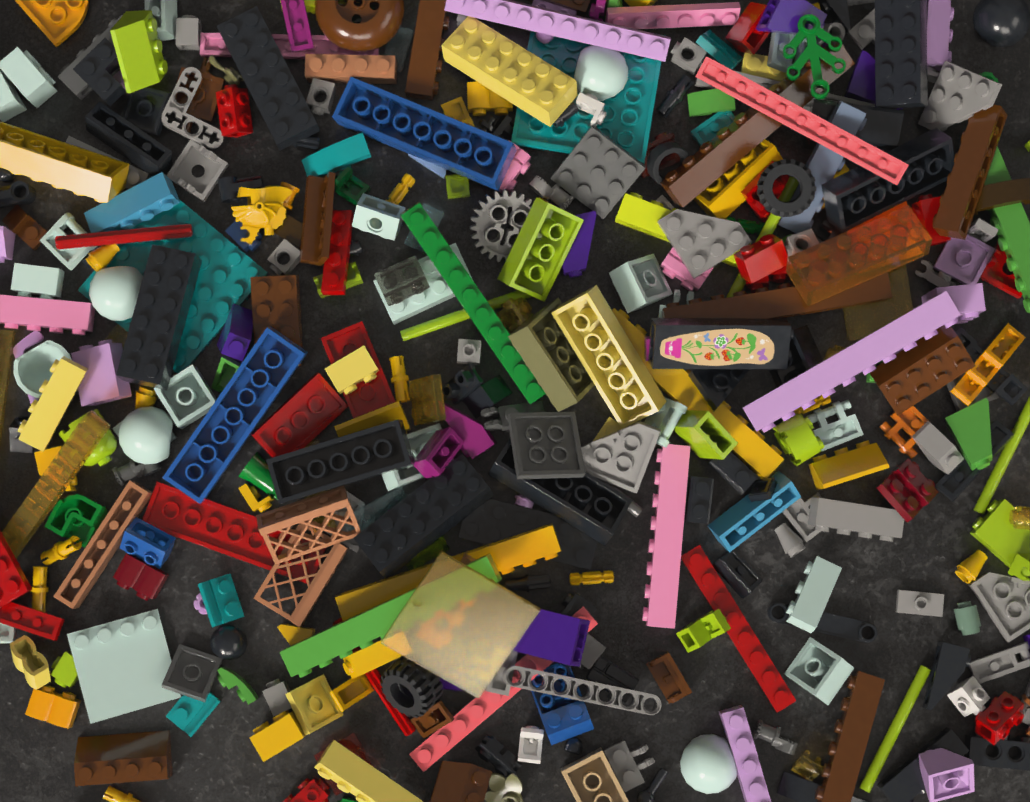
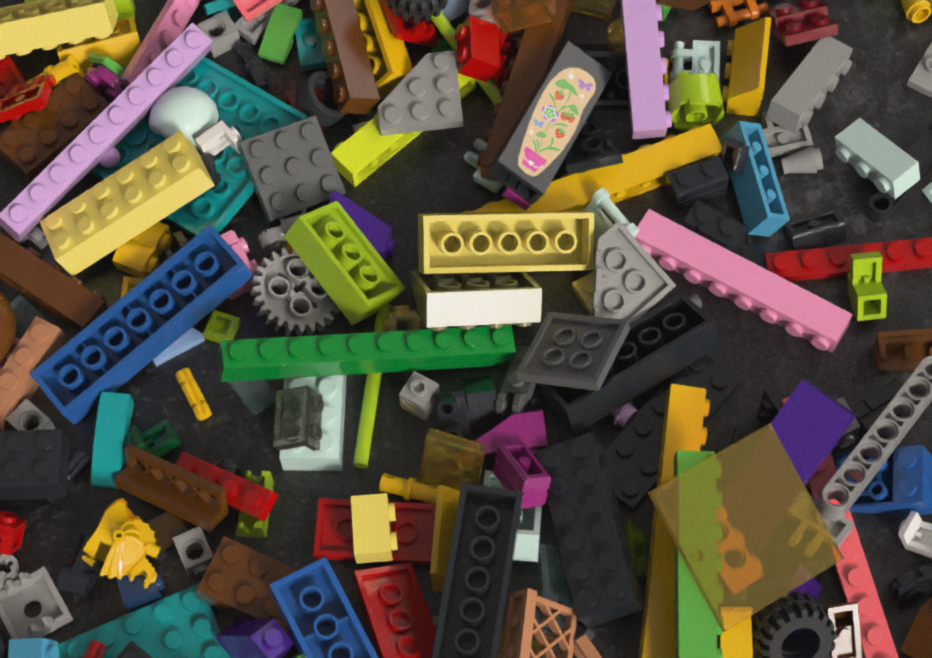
camera: 60 degrees left, 20 degrees down
(378, 217) = (192, 425): light aqua brick -> none
(591, 577) = (750, 384): yellow axle -> none
(640, 283) = (437, 187): light aqua slope -> none
(674, 267) = (441, 142): bright pink brick -> none
(705, 435) = (645, 181): lime brick -> none

